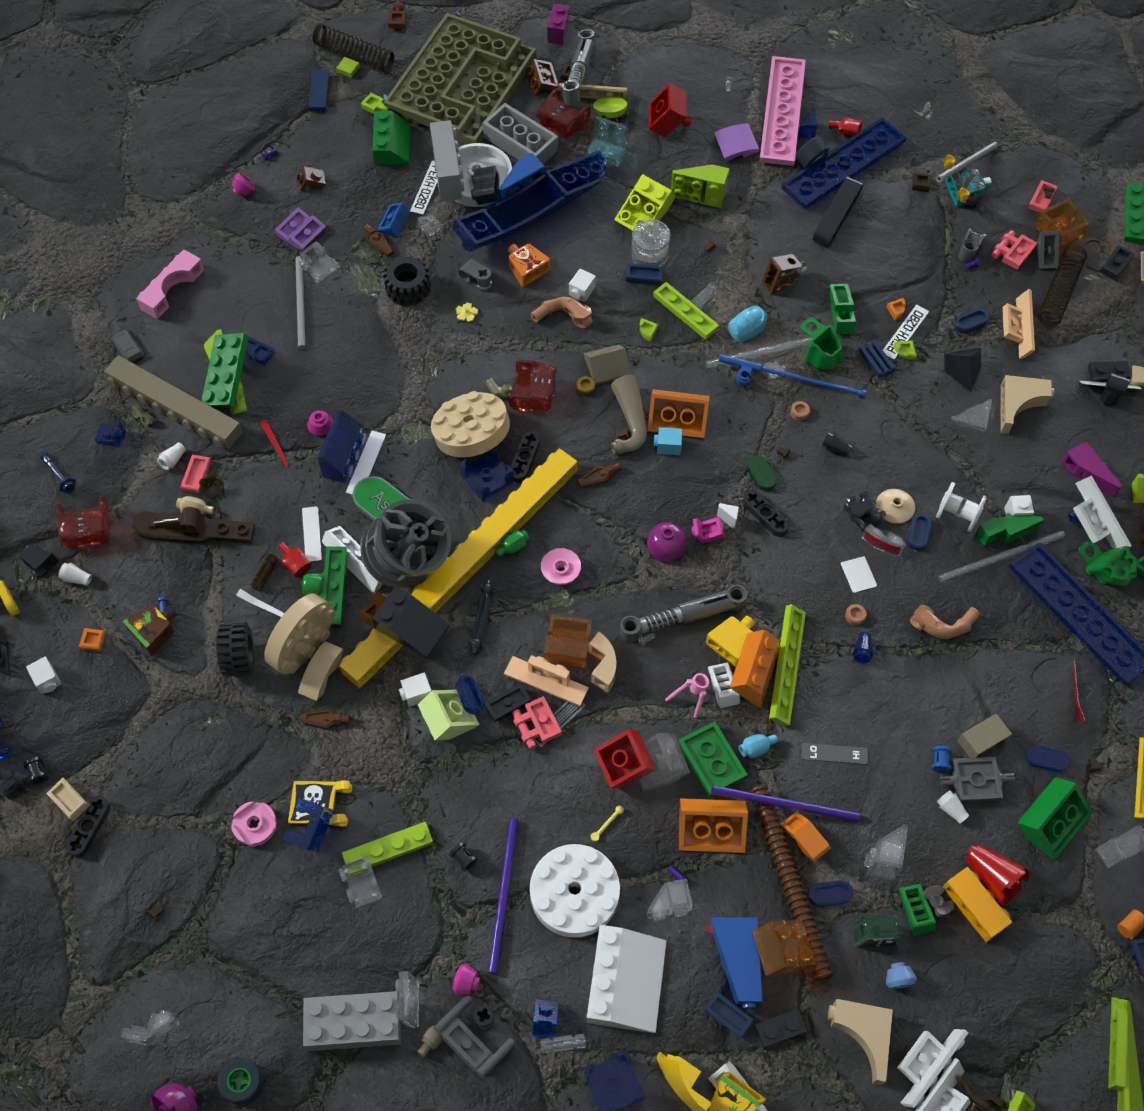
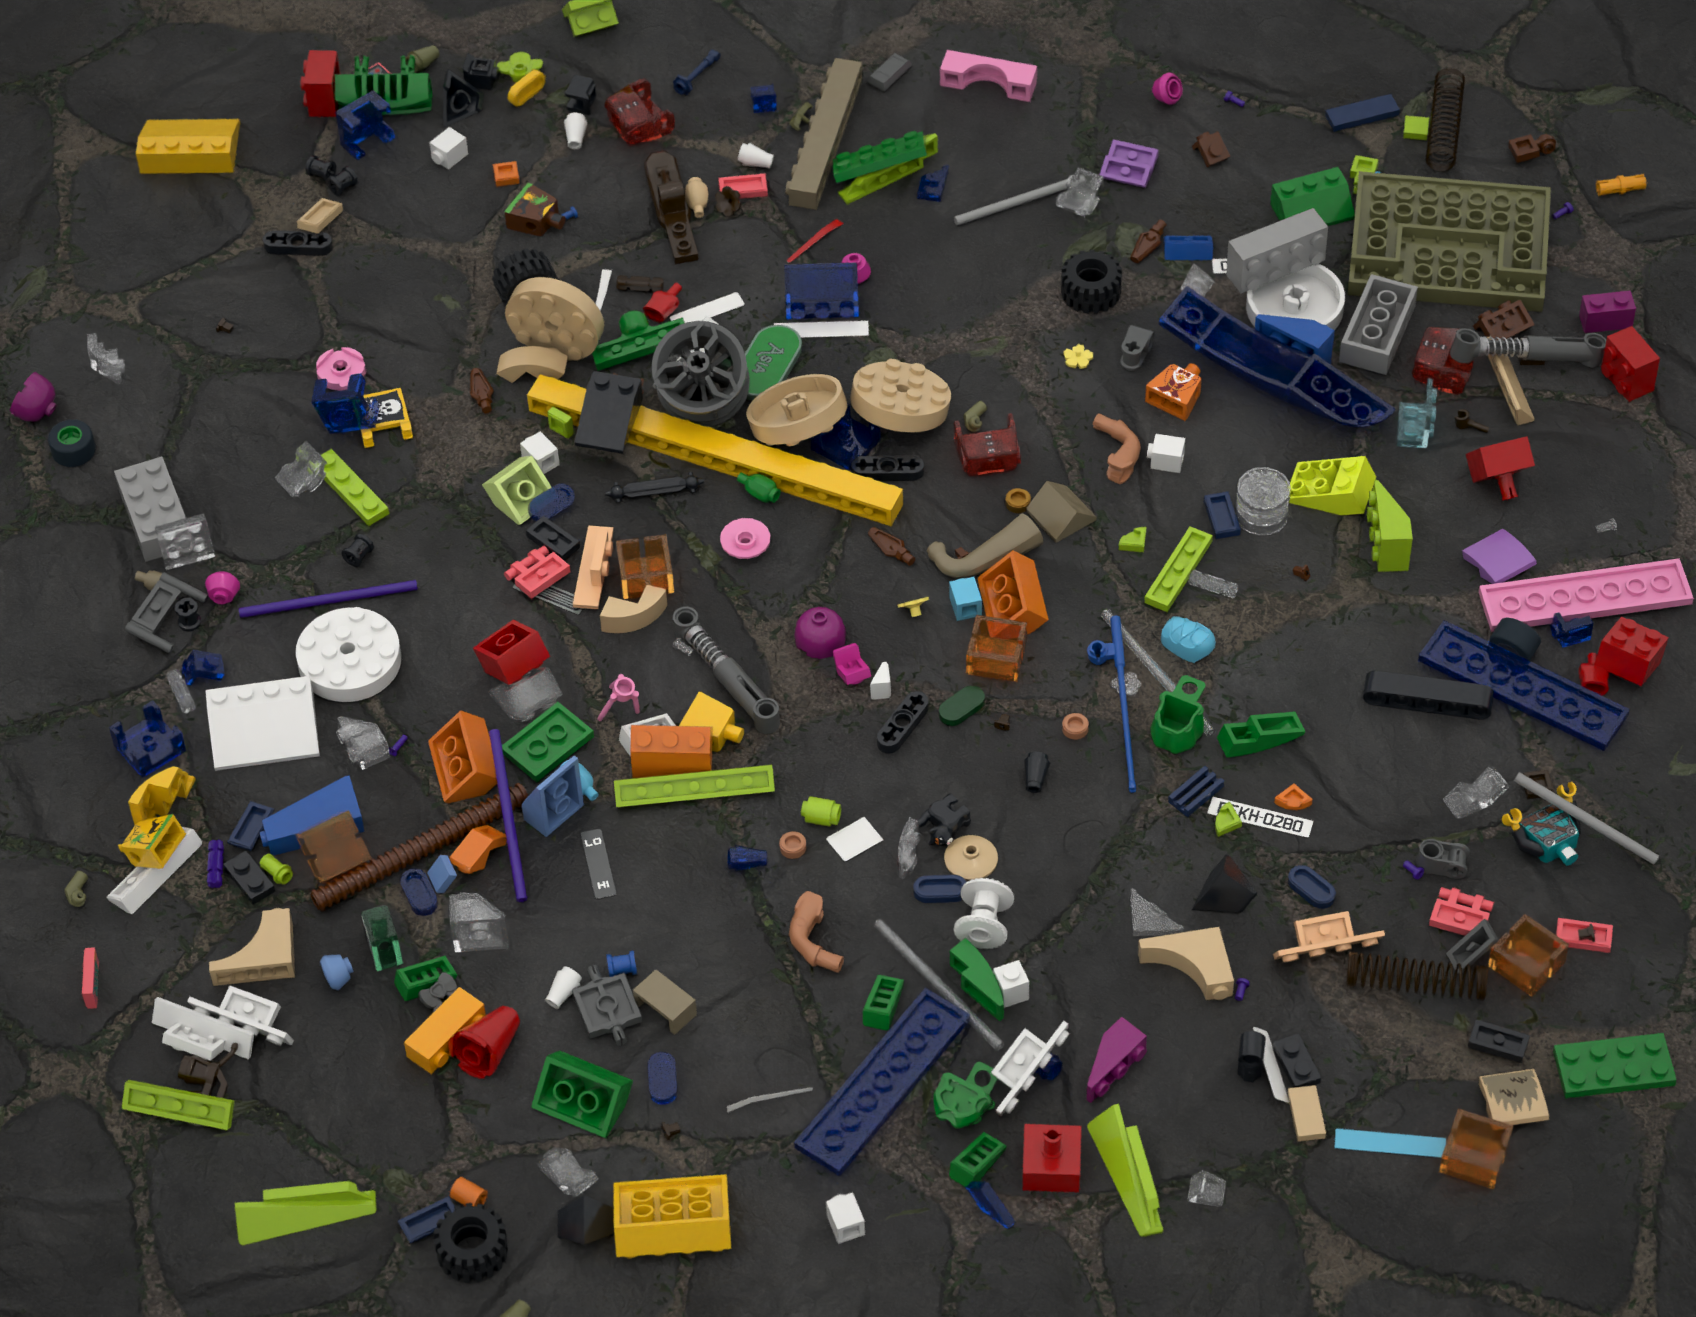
camera: 75 degrees right, 10 degrees down
(389, 665) = (560, 422): none -> lime tile
(469, 477) = (797, 409): none -> tan piece
(485, 185) = (1267, 300): black brick -> none
(595, 836) = (420, 662): light yellow hinge -> none
(610, 106) = (1485, 404): lime tile -> none
(612, 24) = (1630, 363): none -> red brick
(661, 474) = (914, 606): none -> light yellow plant
(724, 437) = (996, 648): none -> clear orange piece
(759, 1054) = (215, 863): none -> dark purple axle
(780, 763) = (555, 799): none -> medium blue slope
(781, 1003) = (281, 873): none -> lime pin
(782, 272) = (1284, 651): reddish brown torso -> none
(823, 870) = (442, 874): none -> medium blue tile
(836, 586) = (821, 811): none -> lime brick
(841, 99) = (1631, 651): none -> red brick
(921, 212) = (1470, 798): none -> clear slope
(1015, 603) = (886, 1002): none -> green slope

